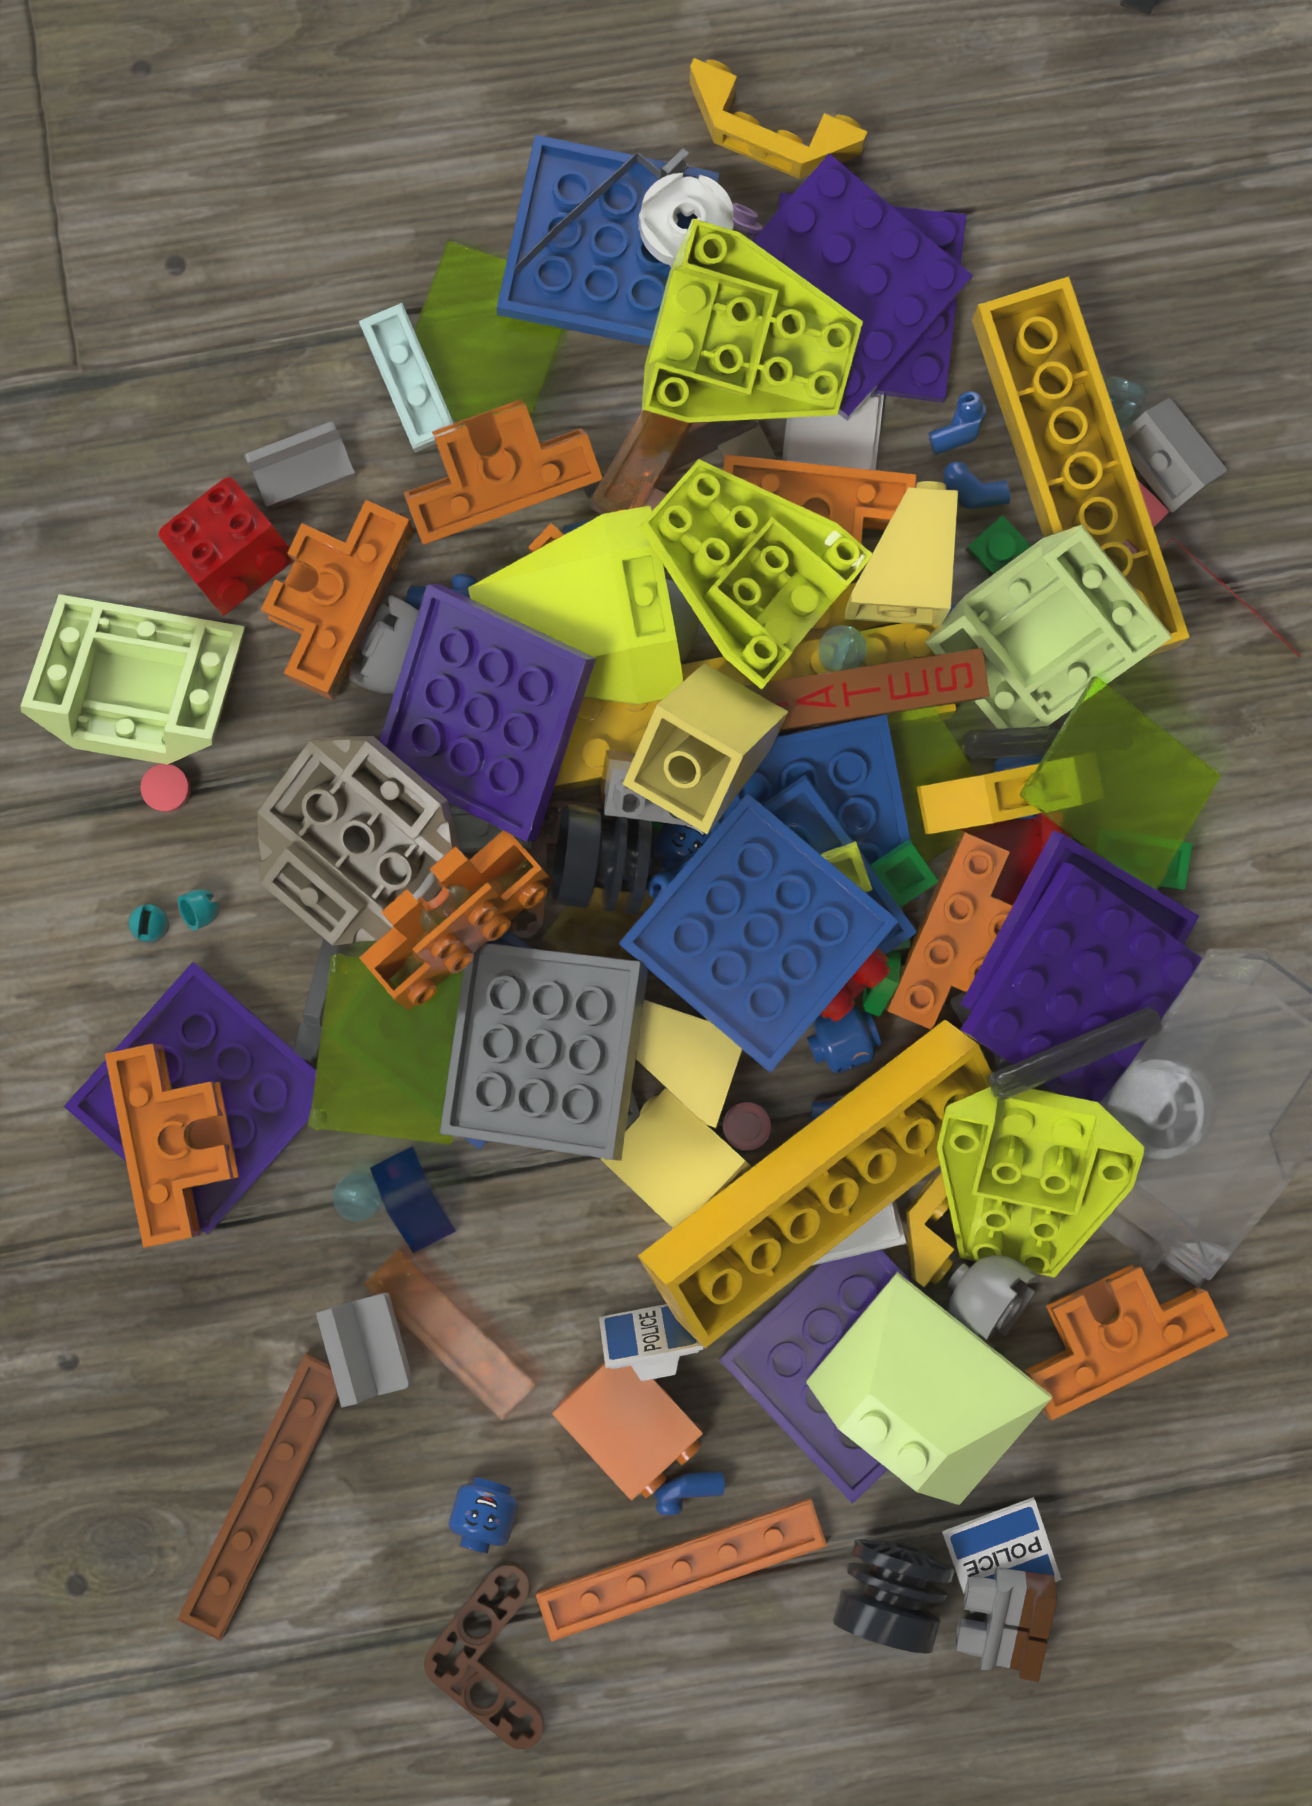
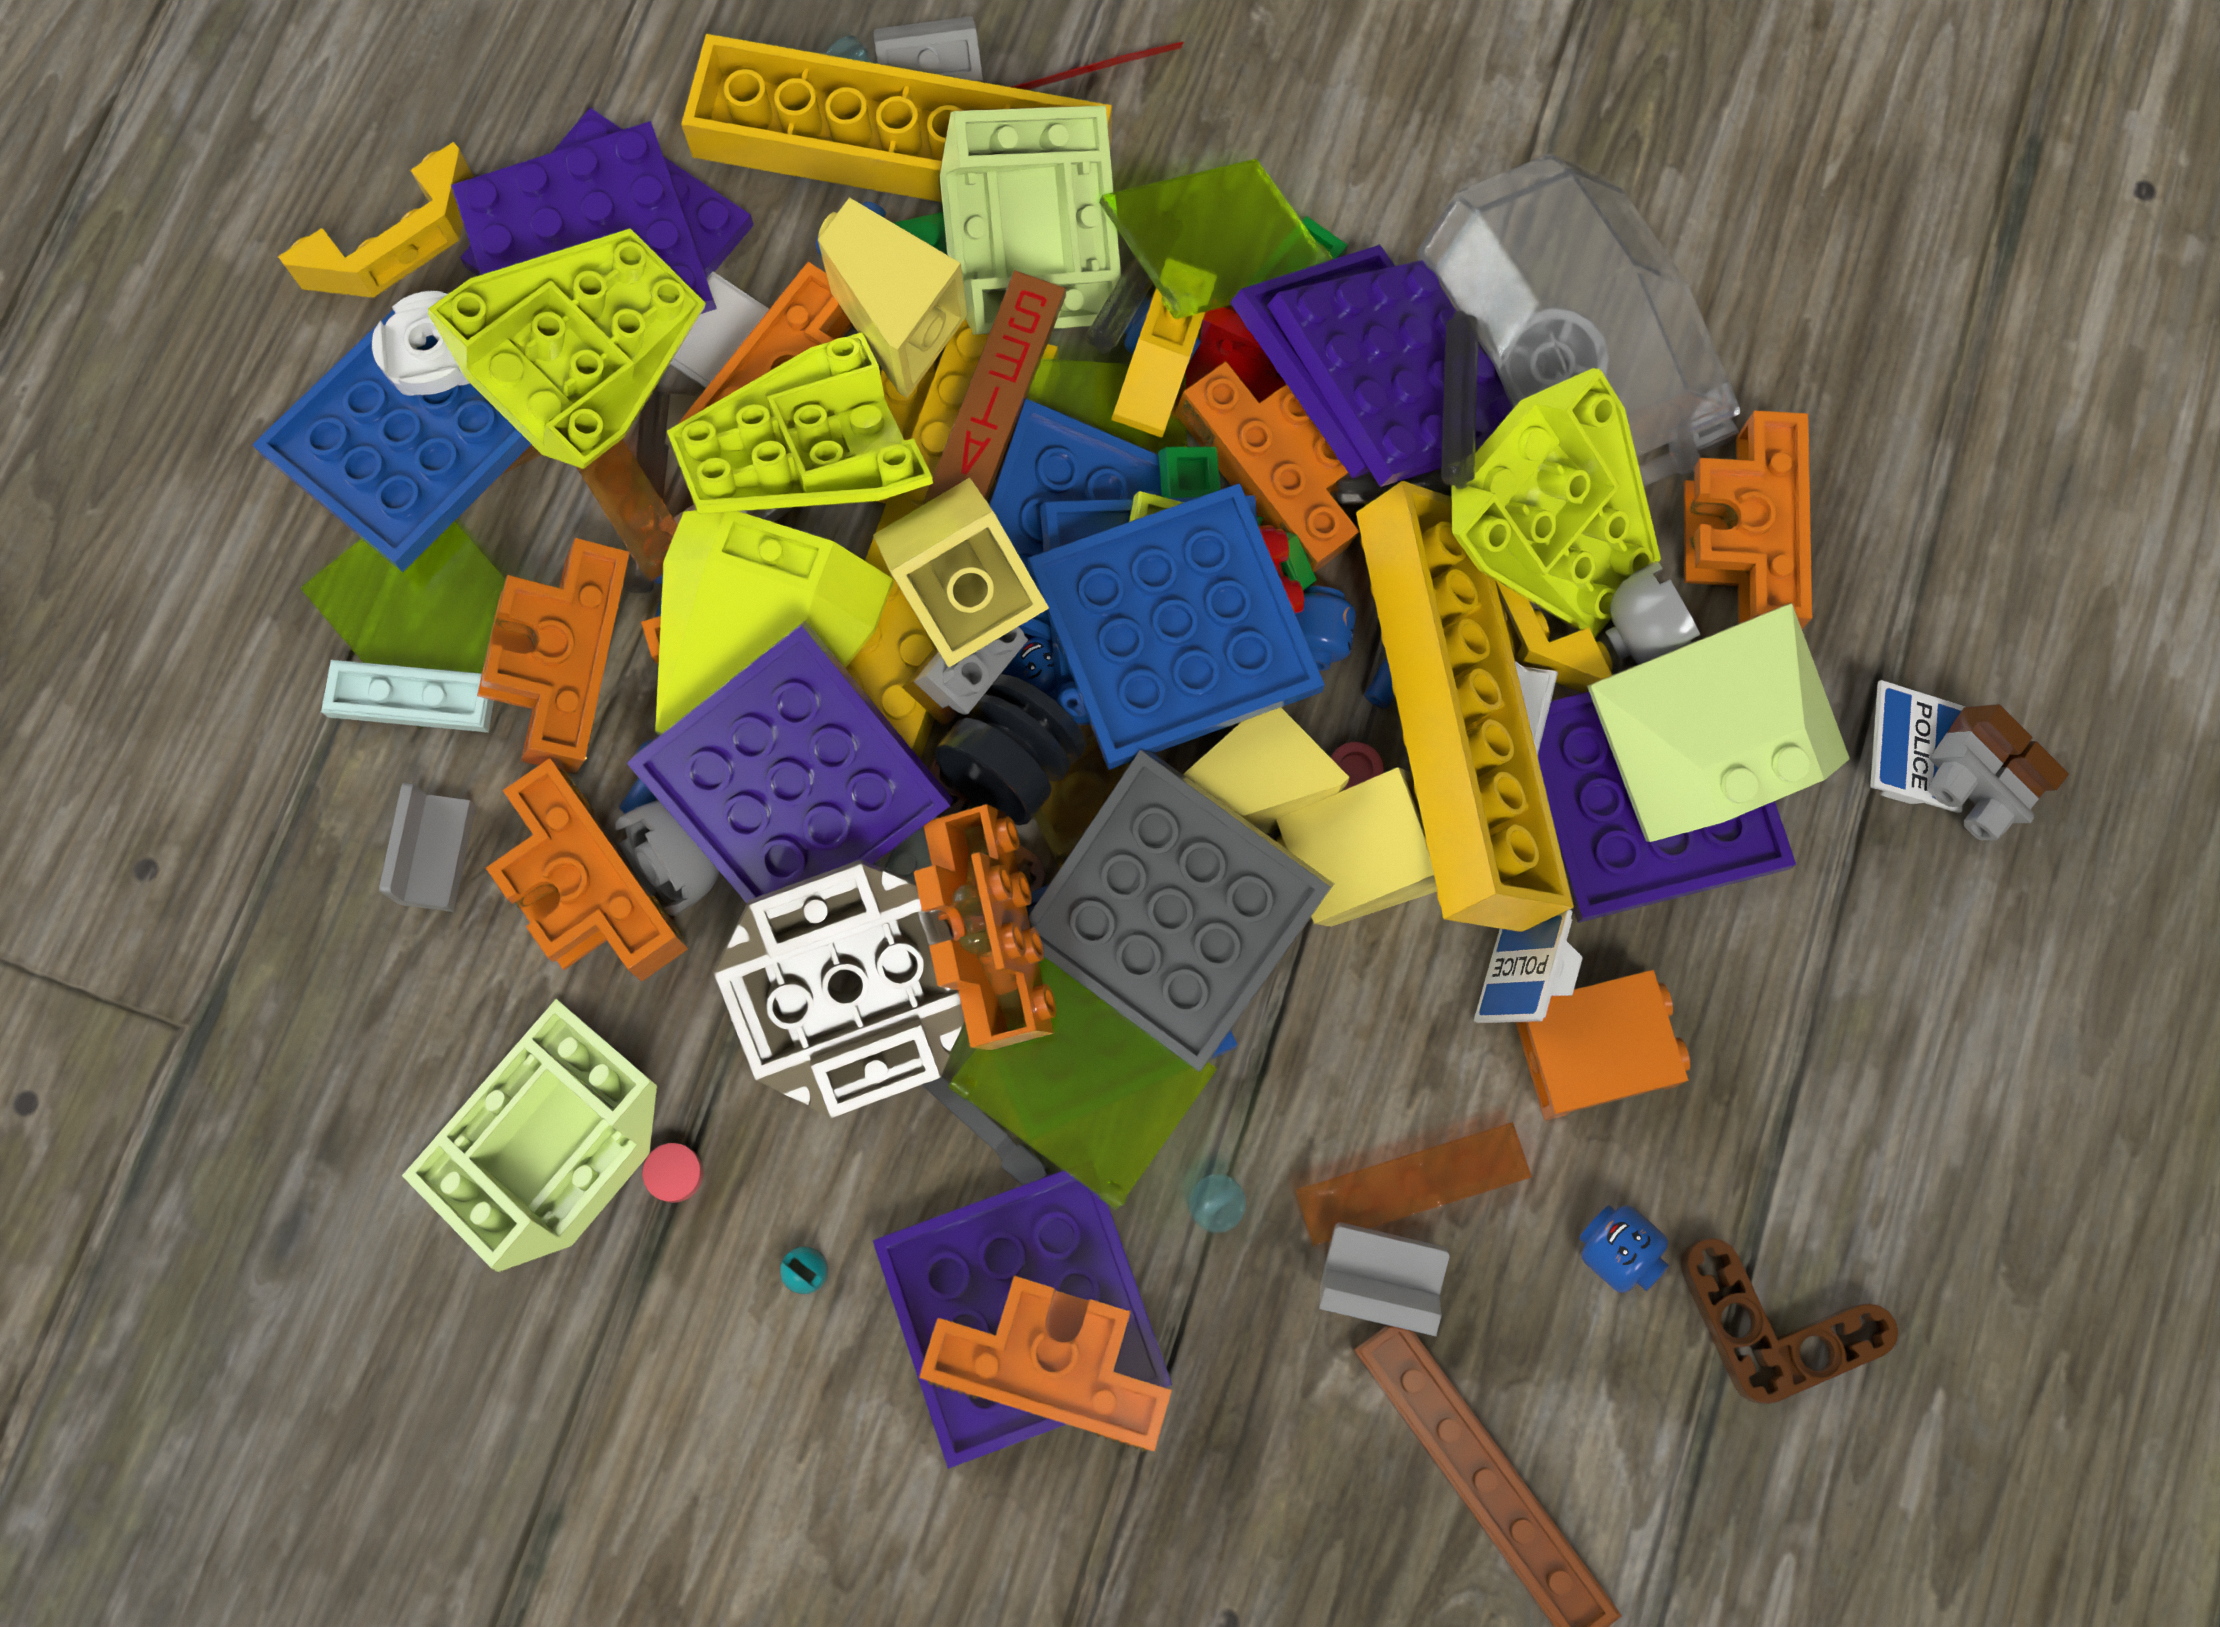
camera: 60 degrees left, 10 degrees down
(197, 909) = (819, 1207): teal hinge -> none
(226, 545) = (461, 967): red bracket -> none
(412, 1199) = (1250, 1145): clear blue slope -> none
(675, 165) = (339, 360): dark grey piece -> none
(680, 1569) = (1778, 1079): orange tile -> none
(687, 1486) = (1696, 1022): blue arm -> none
(842, 649) = (935, 410): clear light blue tile -> none
(893, 1595) = (1915, 868): black wheel -> none
(964, 426) = (787, 213): blue arm -> none

